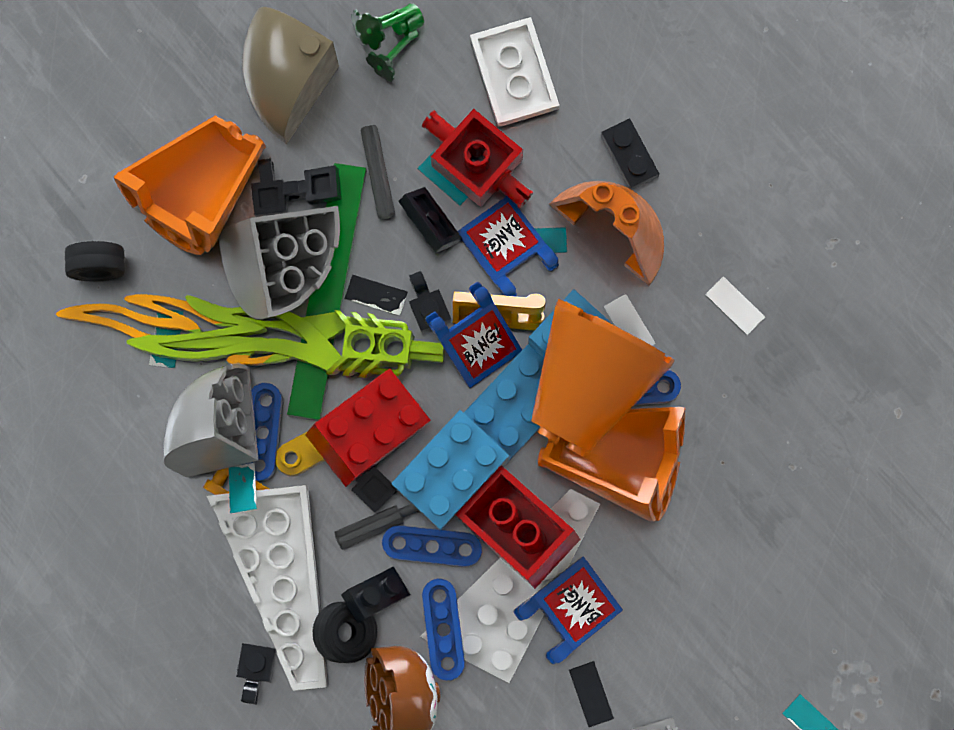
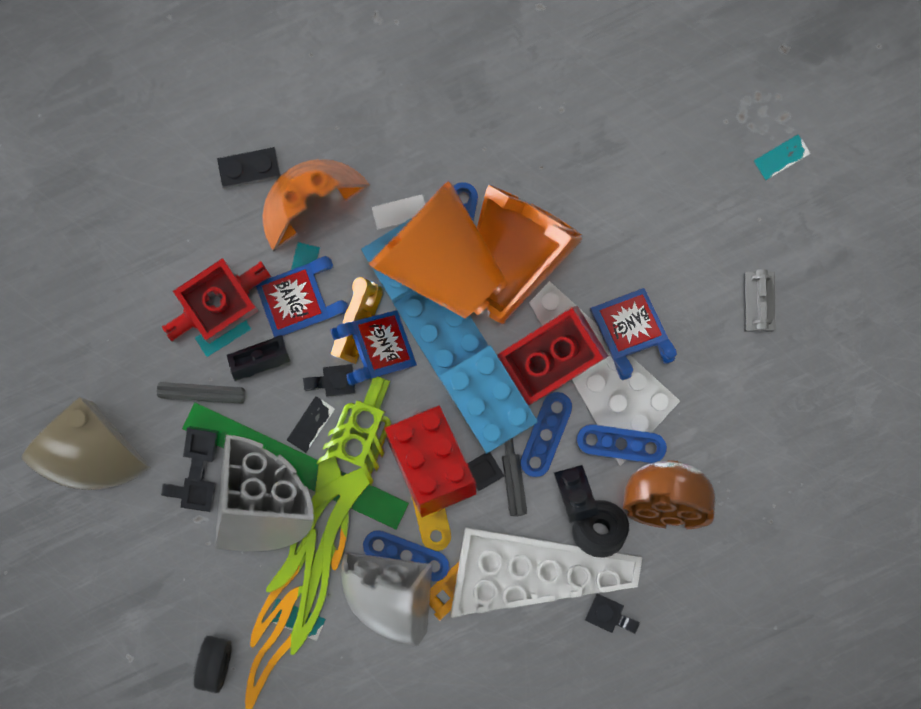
camera: 75 degrees left, 5 degrees up
(192, 183) = (166, 557): orange cone -> none
(242, 488) = (453, 584): teal sticker -> none
(371, 33) = (76, 361): plant -> none
(514, 72) = (145, 247): white plate -> none
(591, 694) = (707, 334): black sticker -> none
(735, 305) = (408, 116): white sticker -> none

